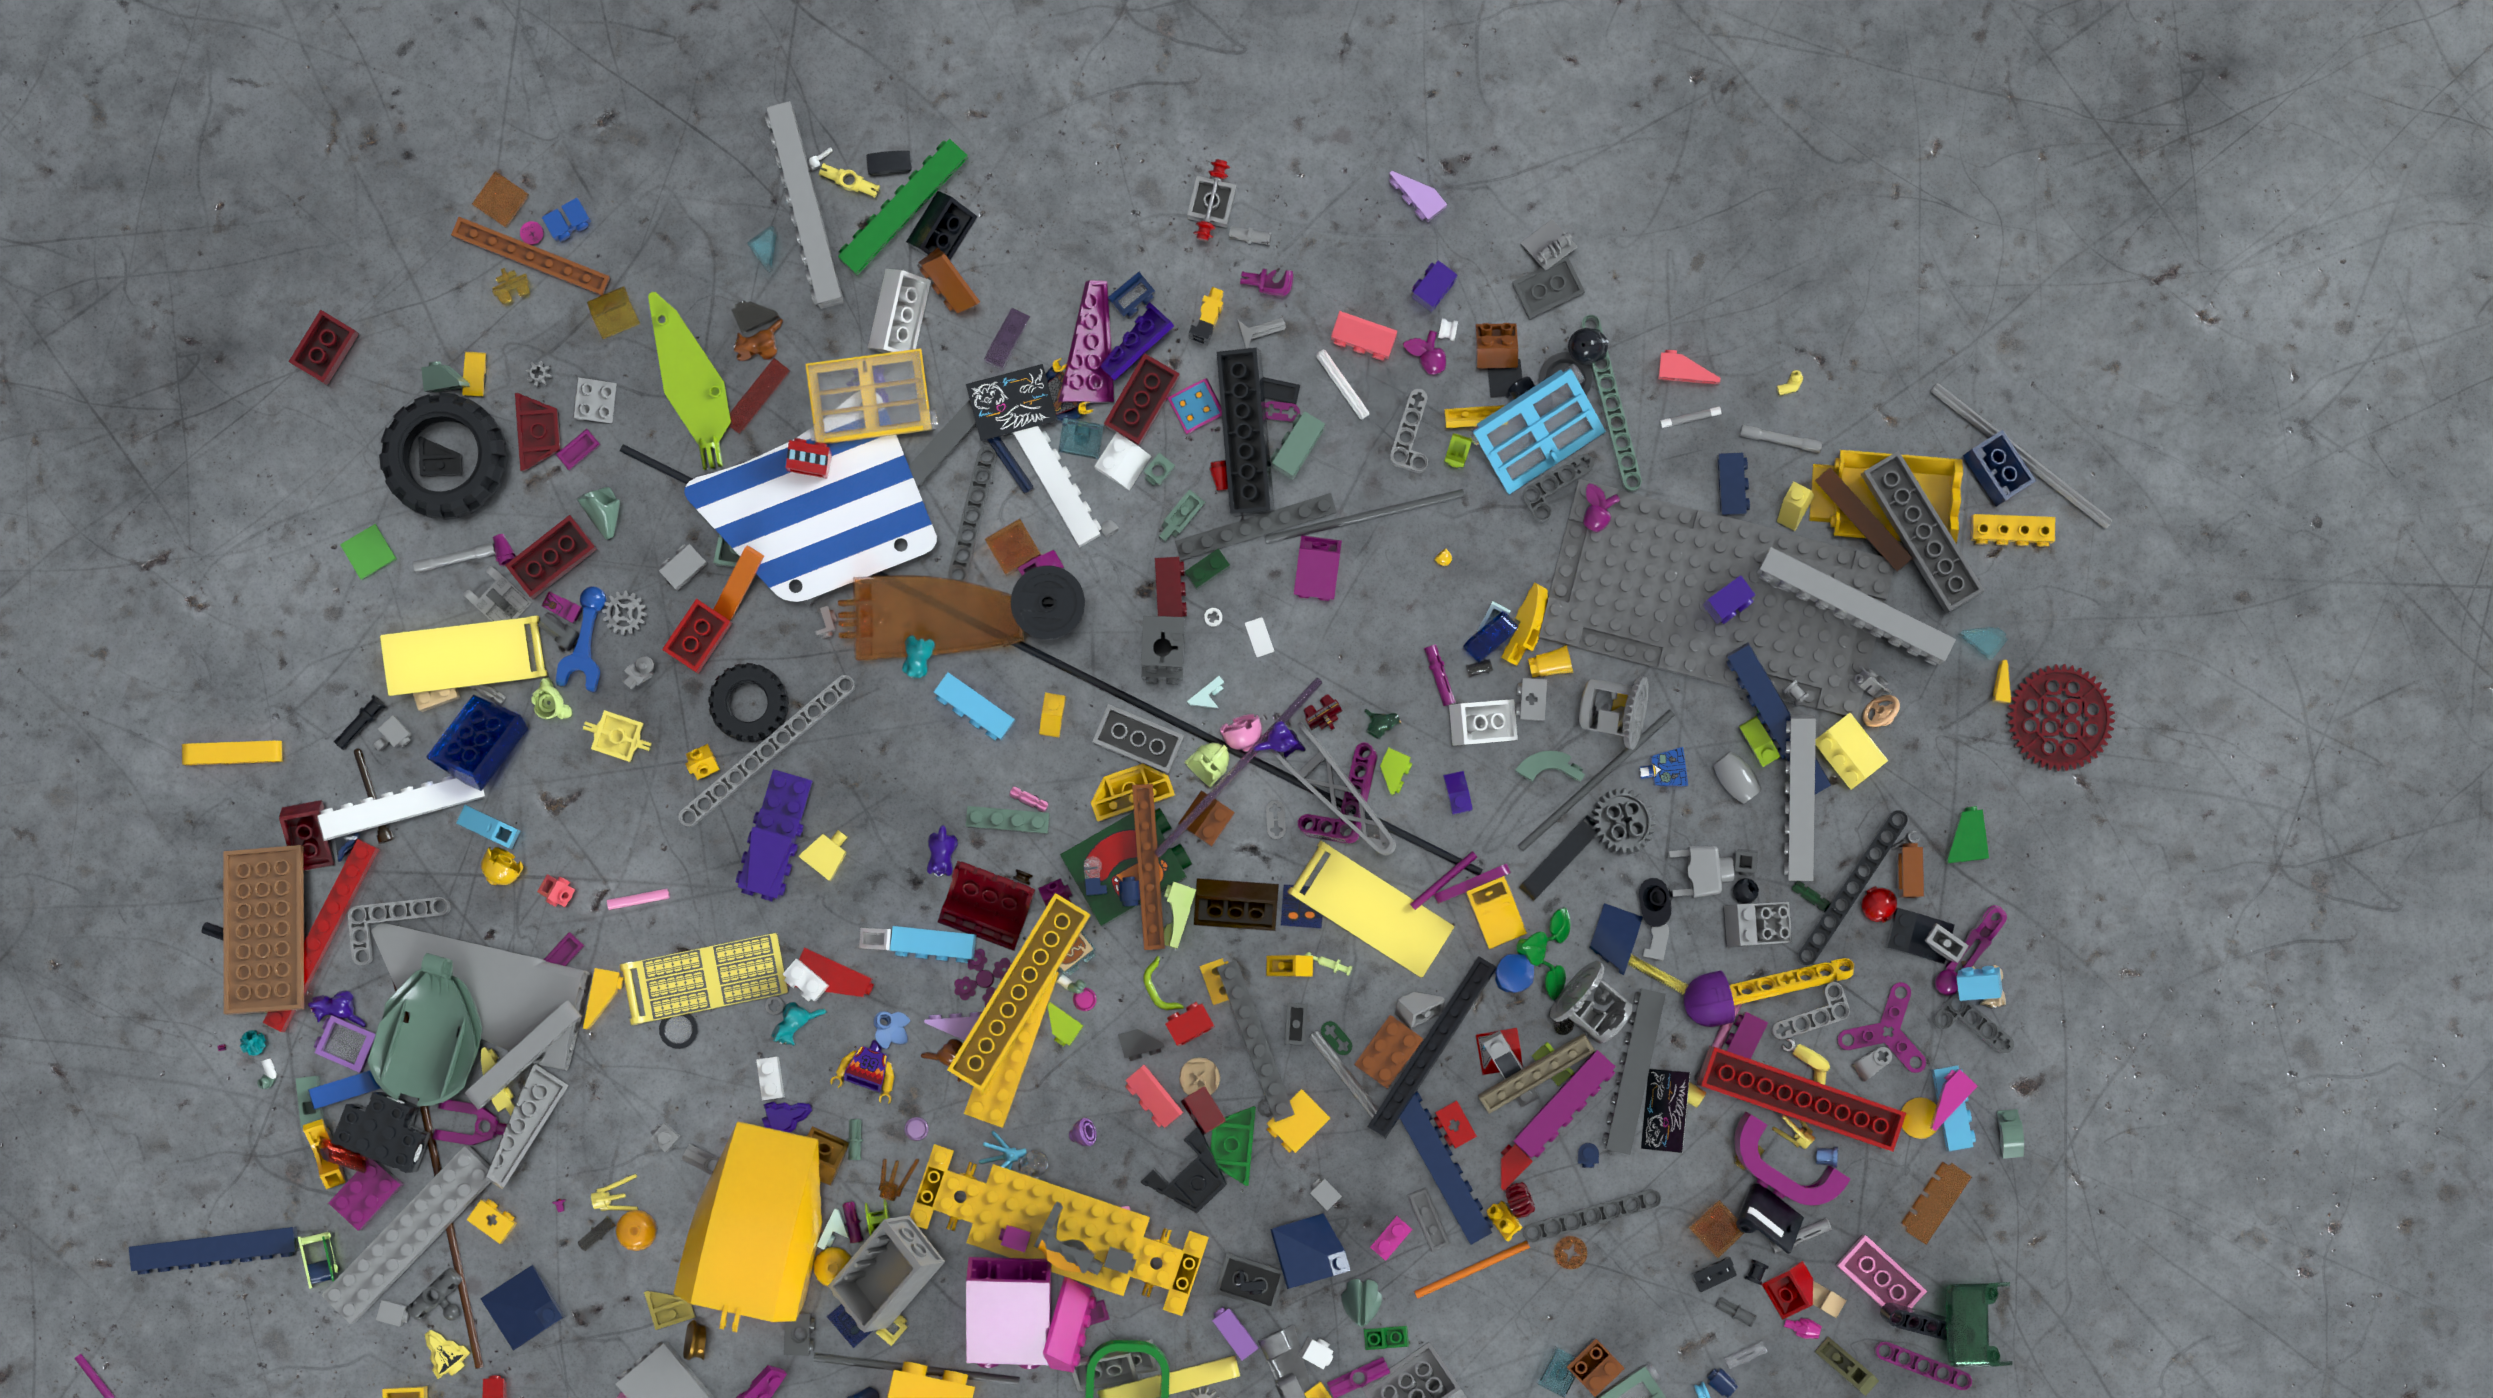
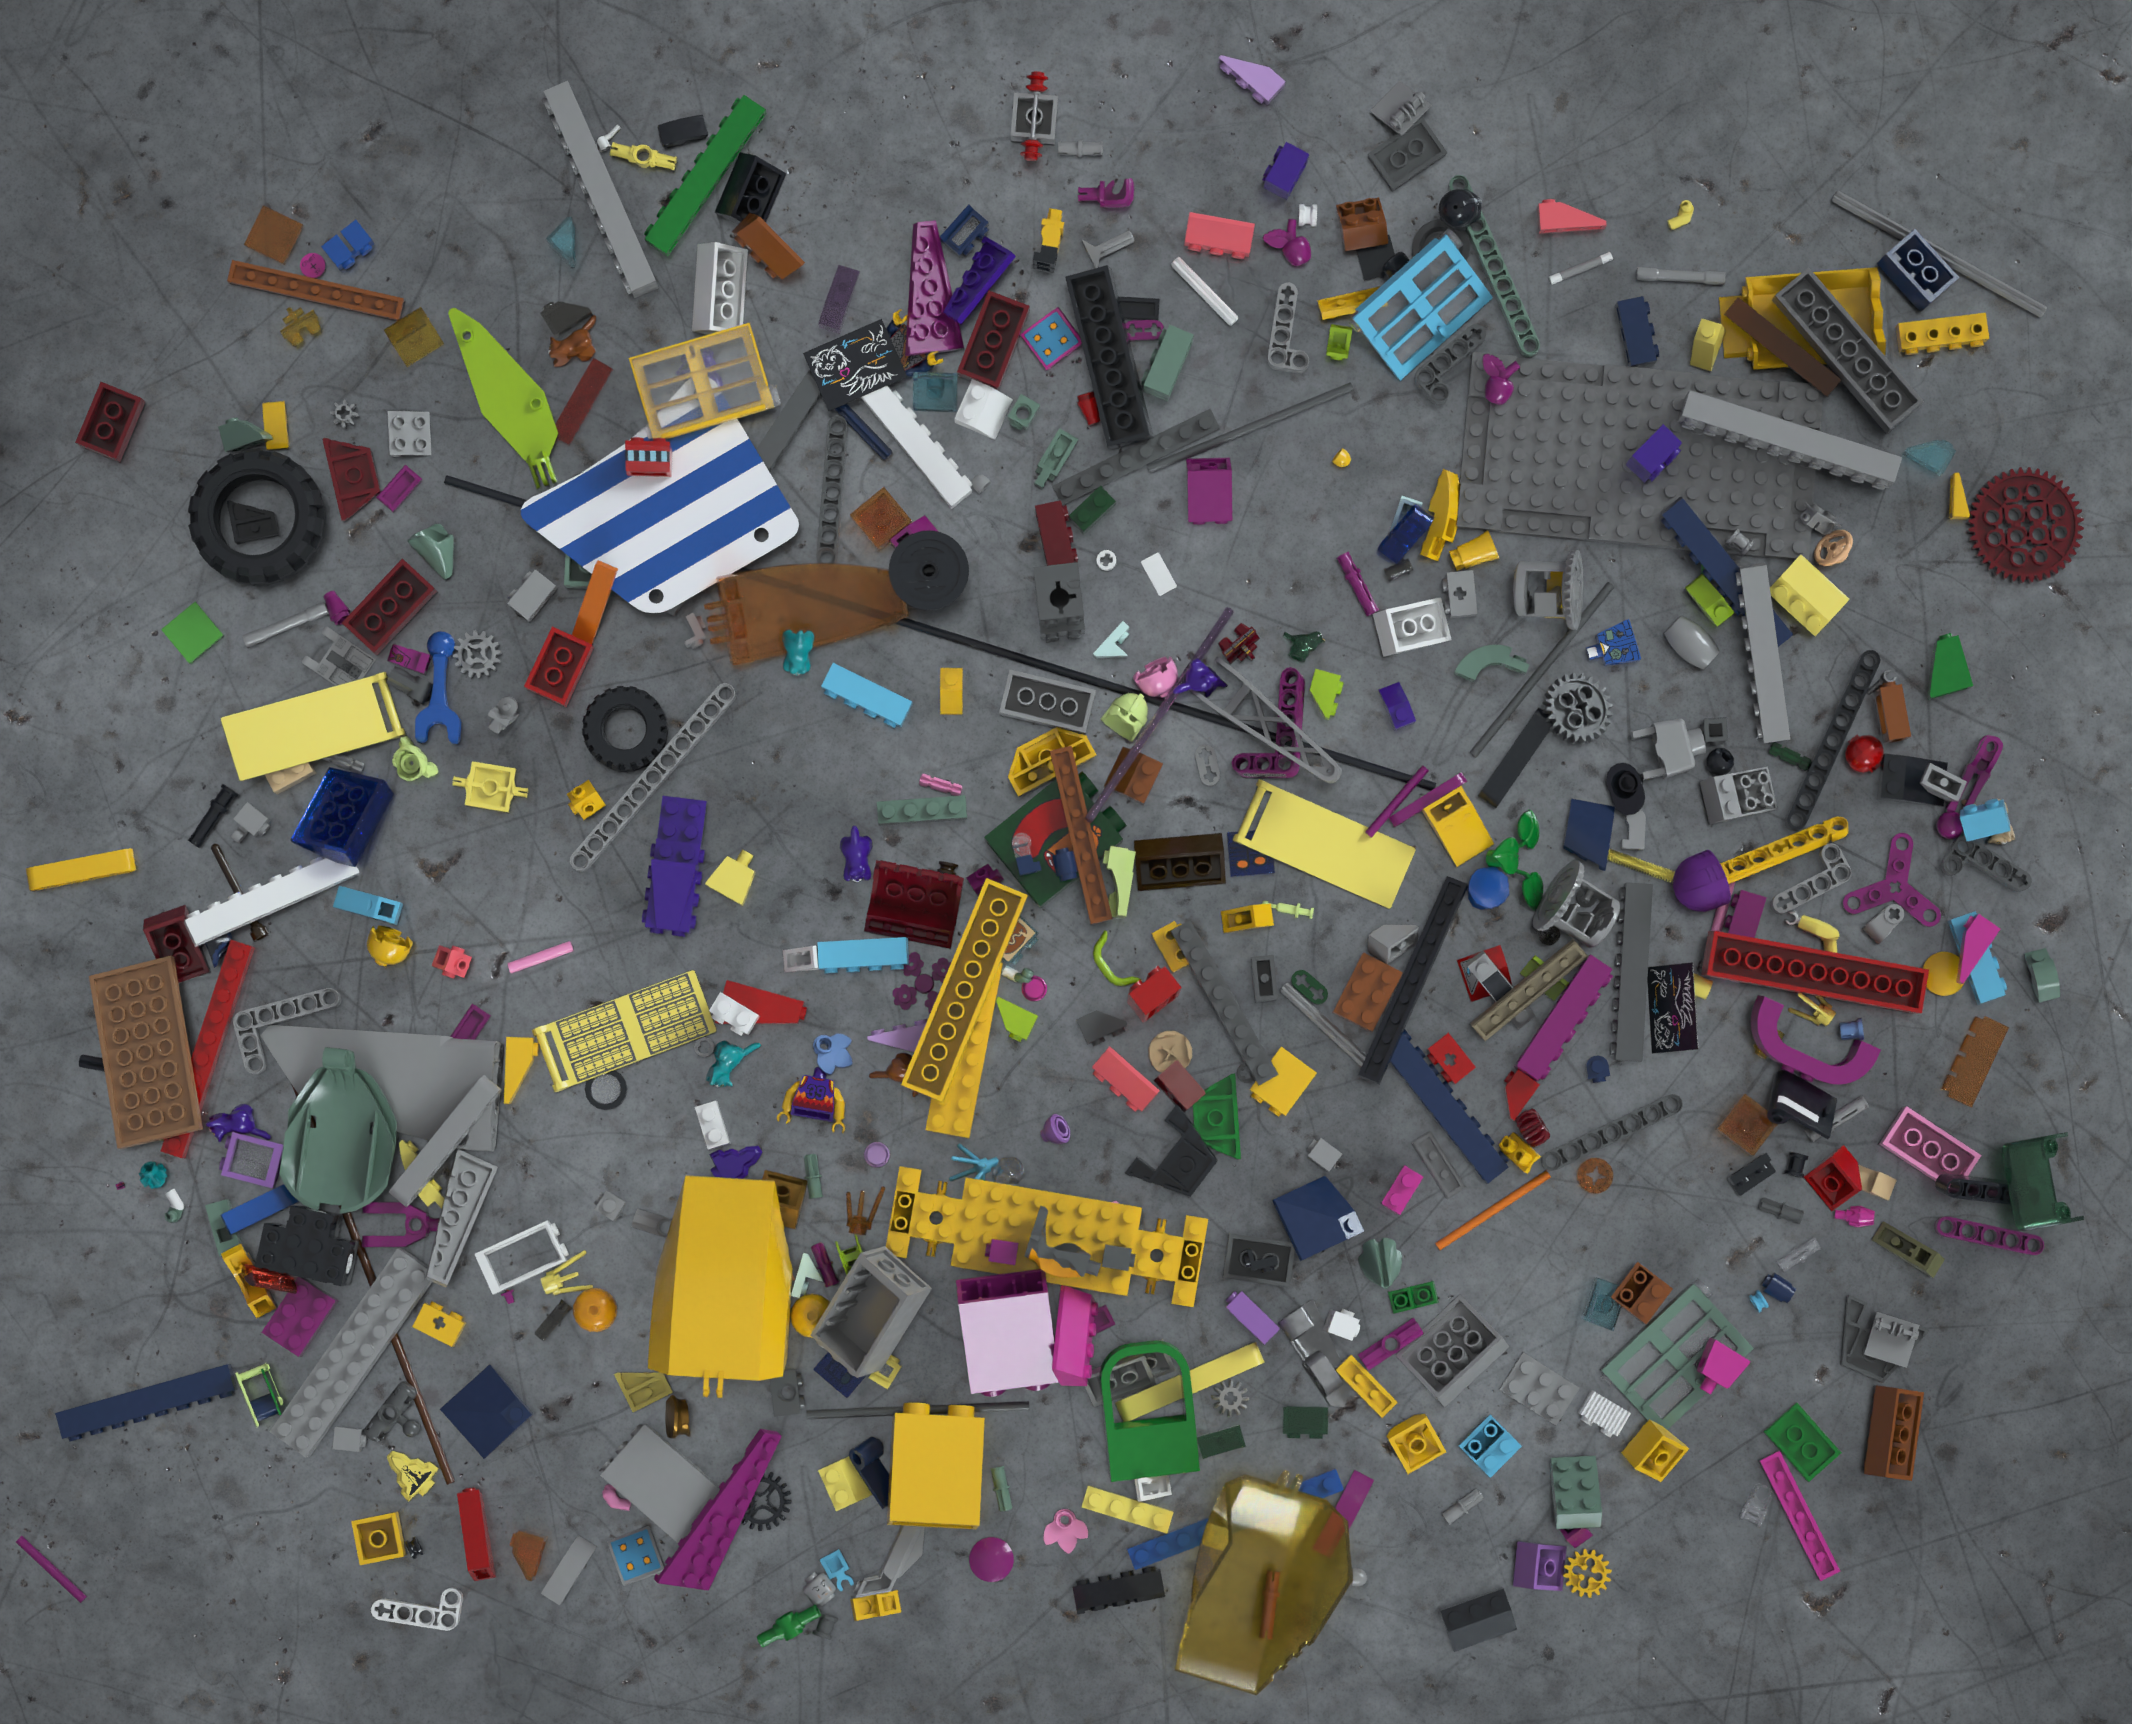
camera: 10 degrees left, 0 degrees up
(544, 1179) = (489, 1273): none -> white window

